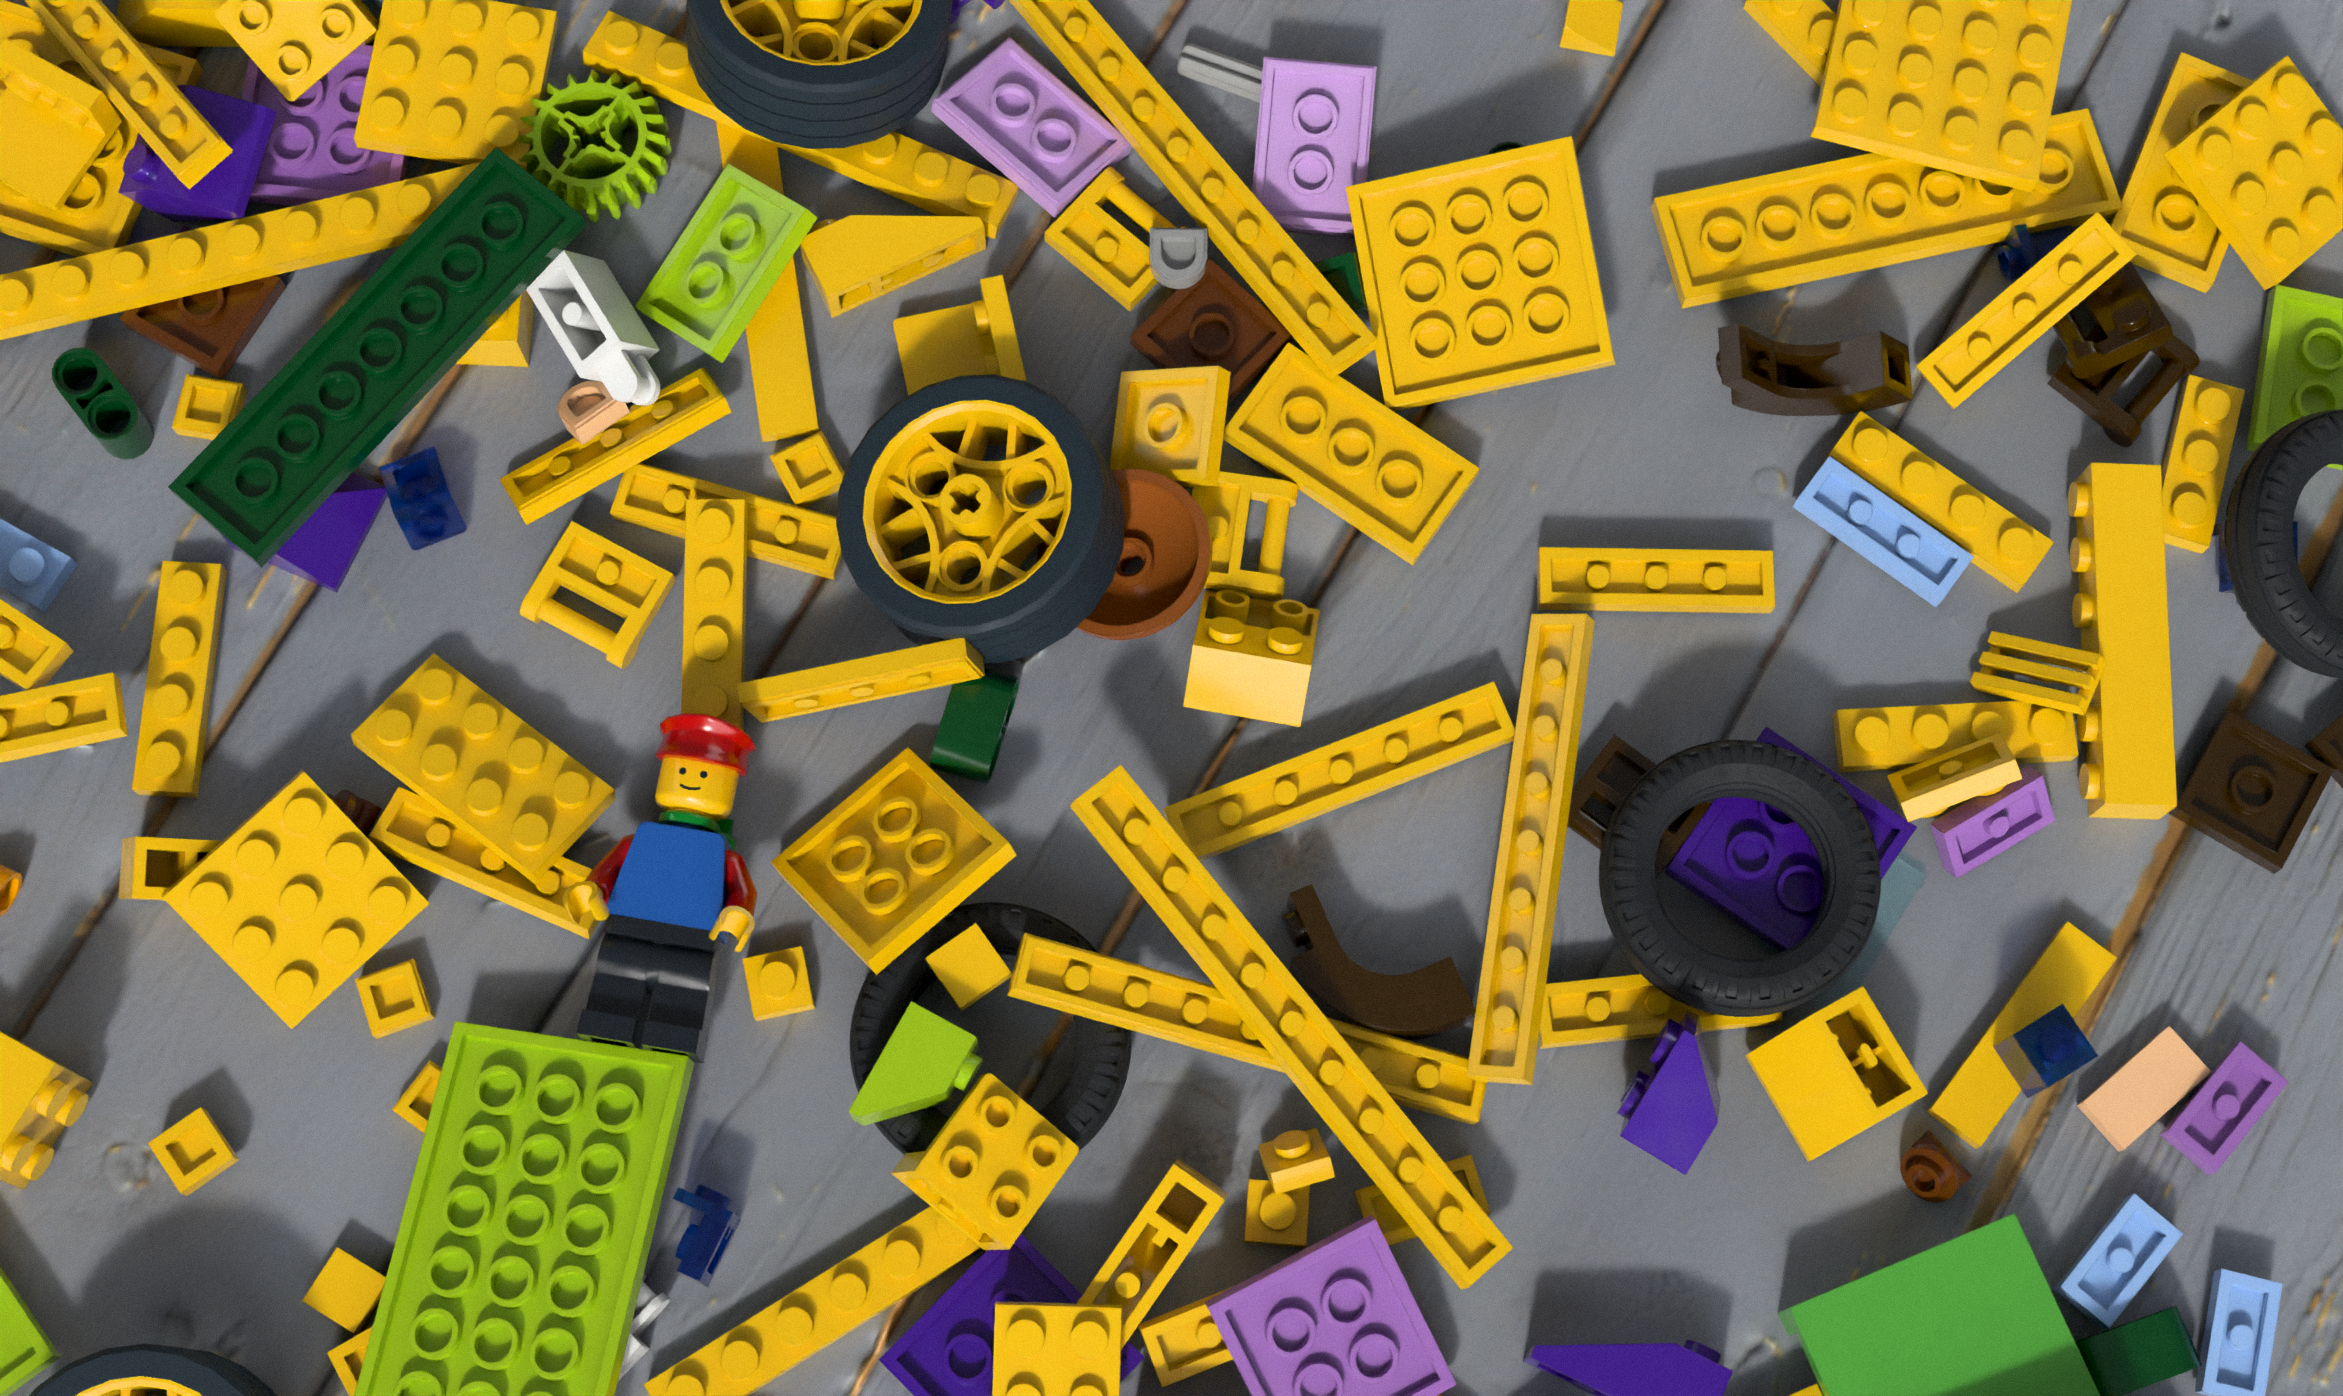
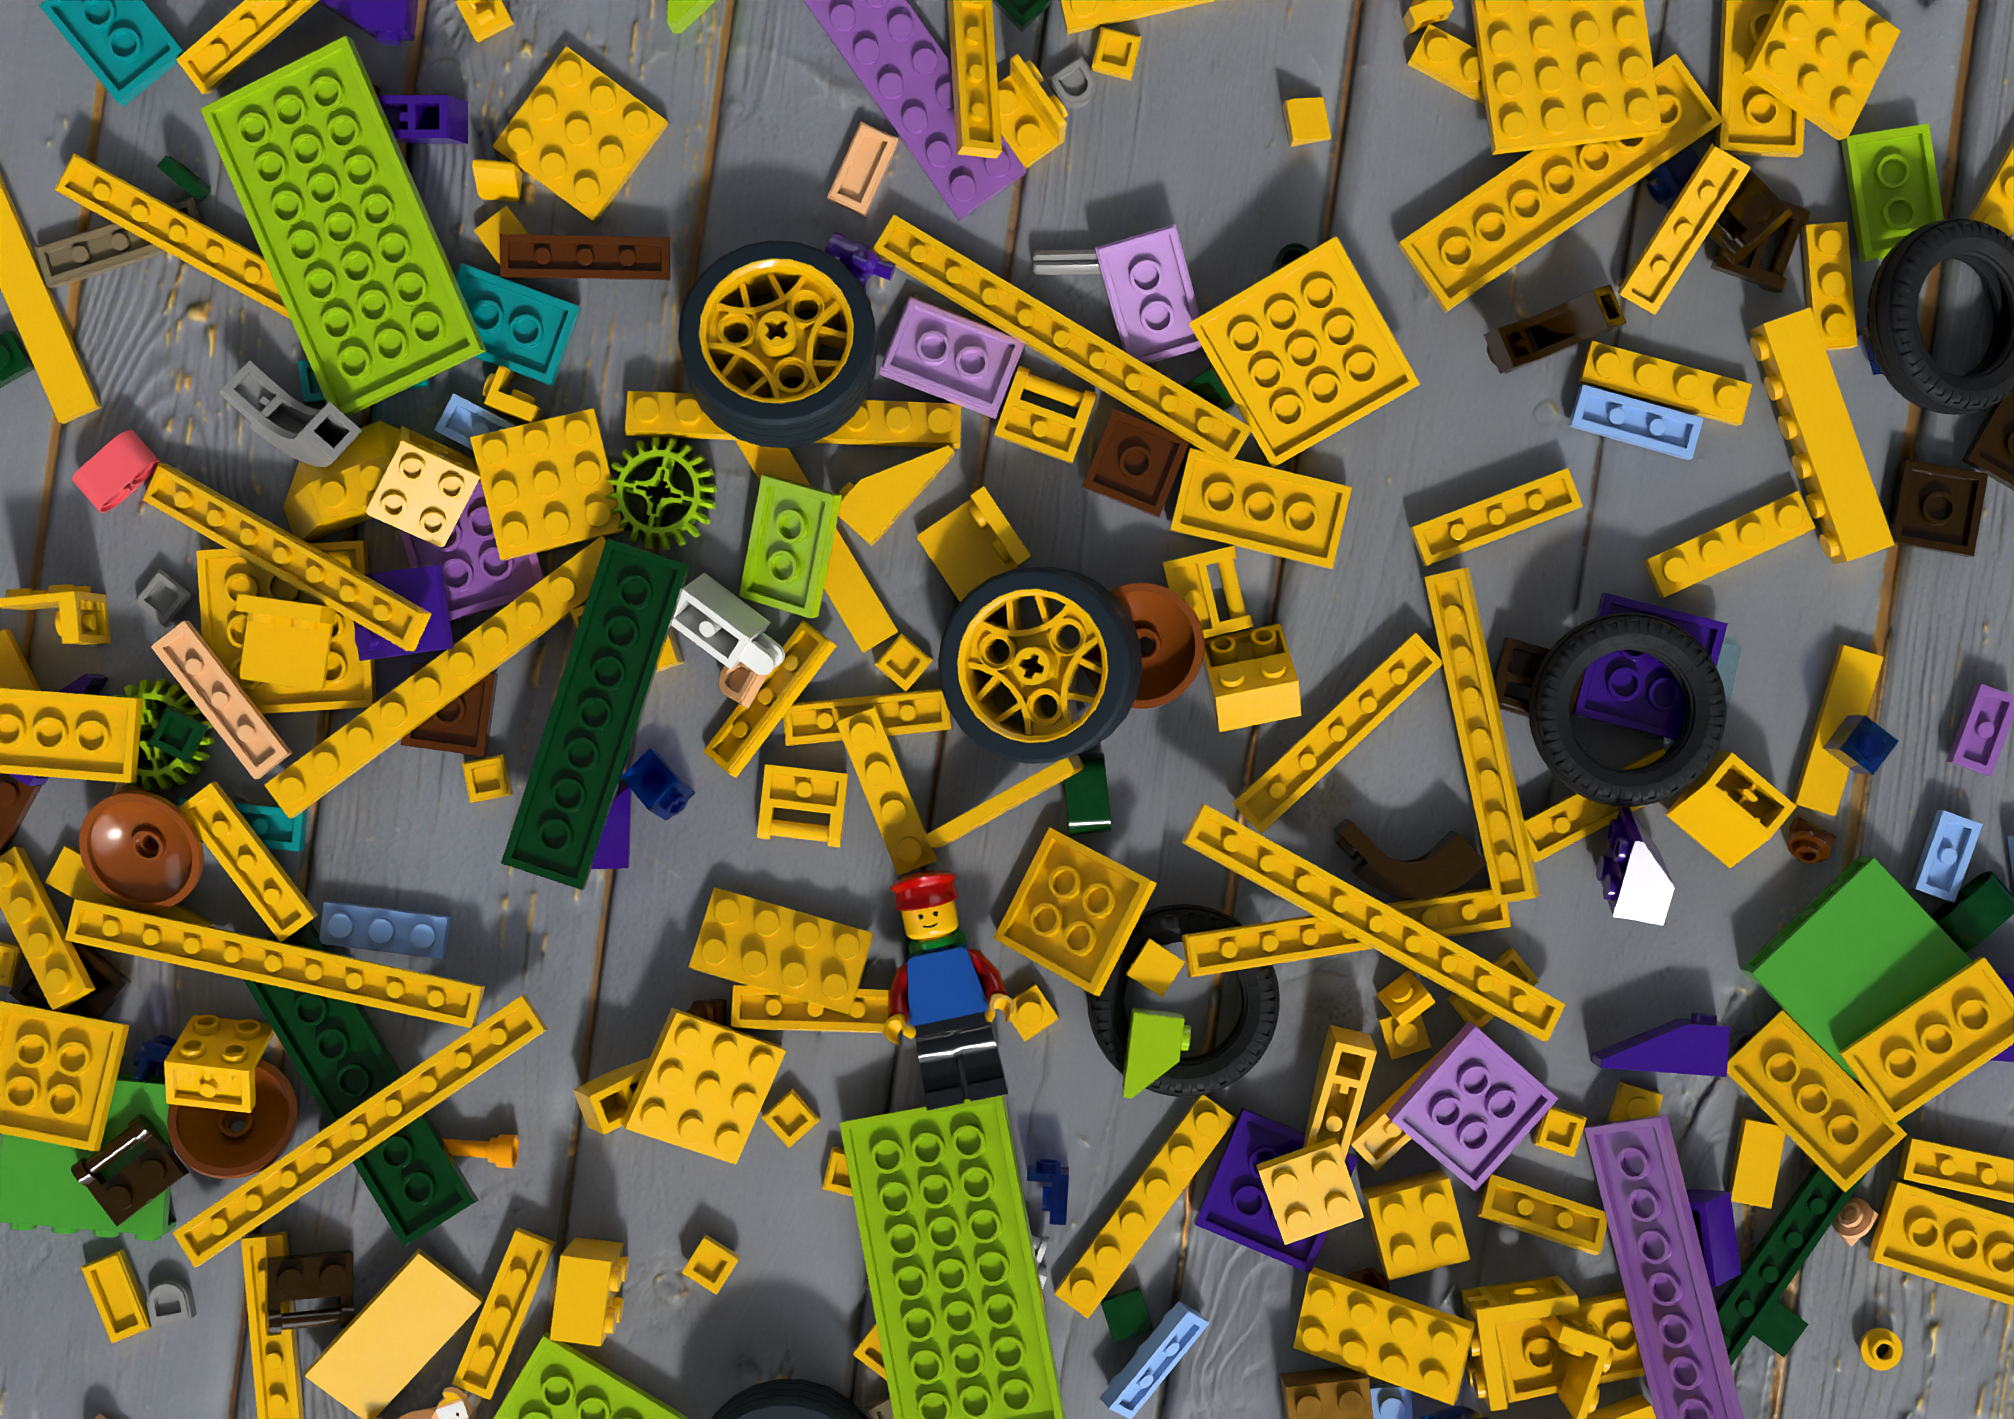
camera: 20 degrees left, 15 degrees up
(102, 403) = (416, 810): dark green beam -> none
(179, 679) = (556, 967): yellow plate -> none
(346, 1291) = (845, 1308): yellow tile -> none
(989, 1165) = (1222, 1086): yellow bracket -> none
(1172, 423) = (1135, 542): yellow plate -> none
(1178, 256) = (1092, 417): light grey tile -> none
(1954, 777) = (1741, 580): yellow plate -> none
(1992, 823) = (1774, 597): medium lavender plate -> none
(2002, 644) = (1737, 484): yellow tile -> none
(2144, 1088) = (1927, 735): light nougat tile -> none

